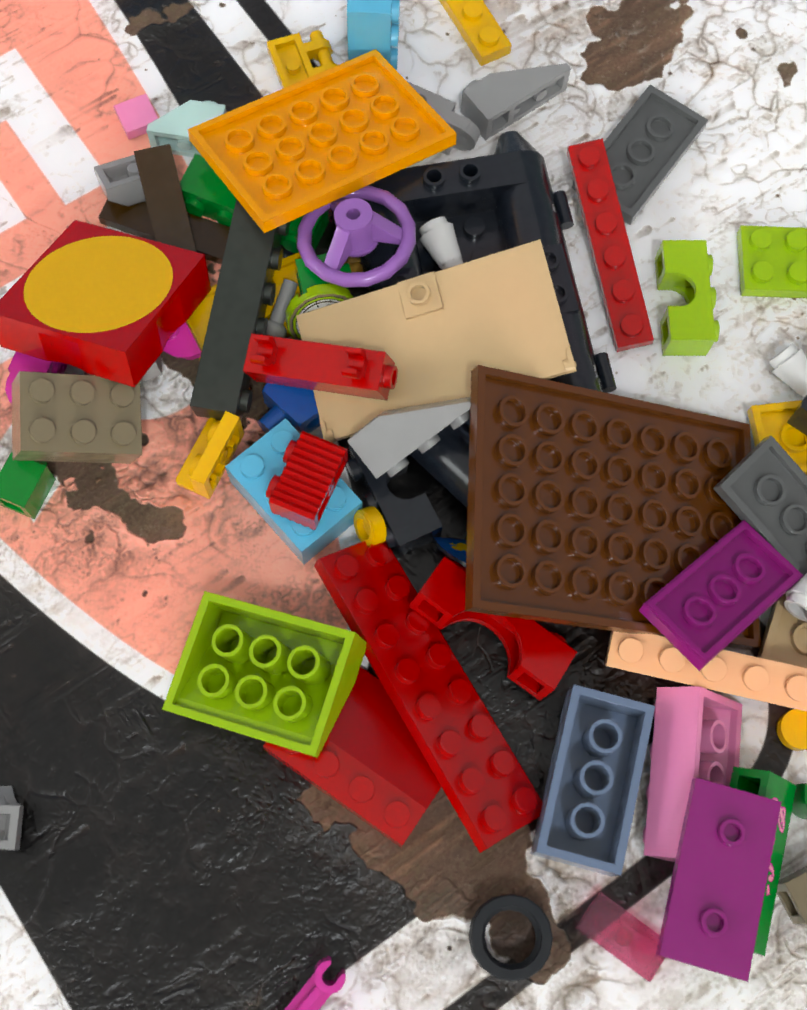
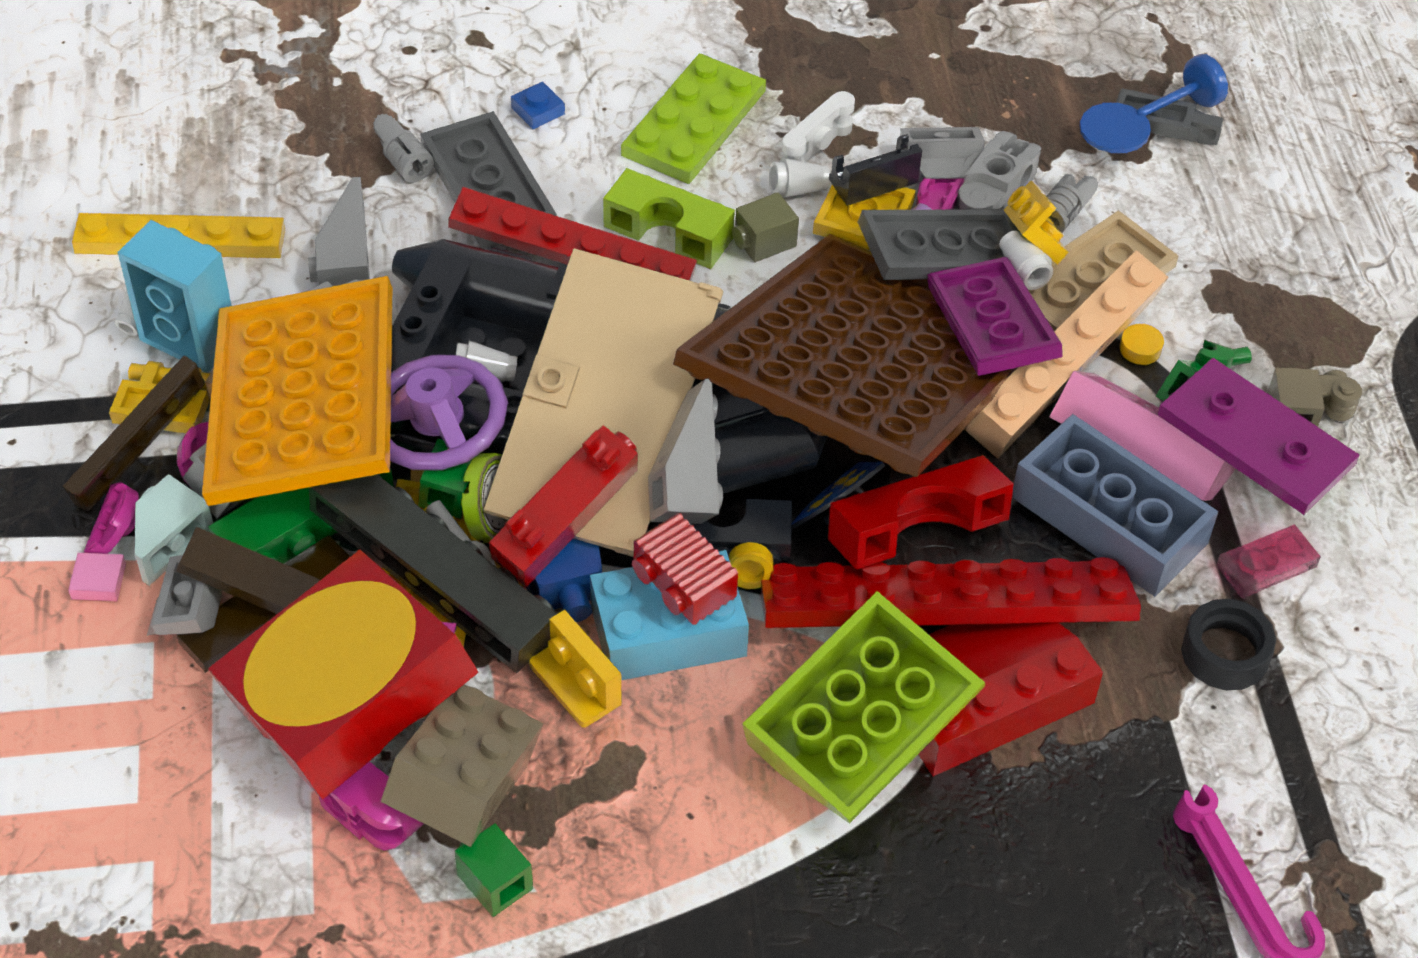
camera: 60 degrees left, 20 degrees down
(175, 98) = (114, 520): none -> dark pink plate
(248, 65) = (134, 434): none -> dark brown tile
(628, 81) = (403, 149): none -> light grey hinge
(722, 372) = (765, 227): none -> olive brick
(744, 147) = (537, 105): none -> blue plate

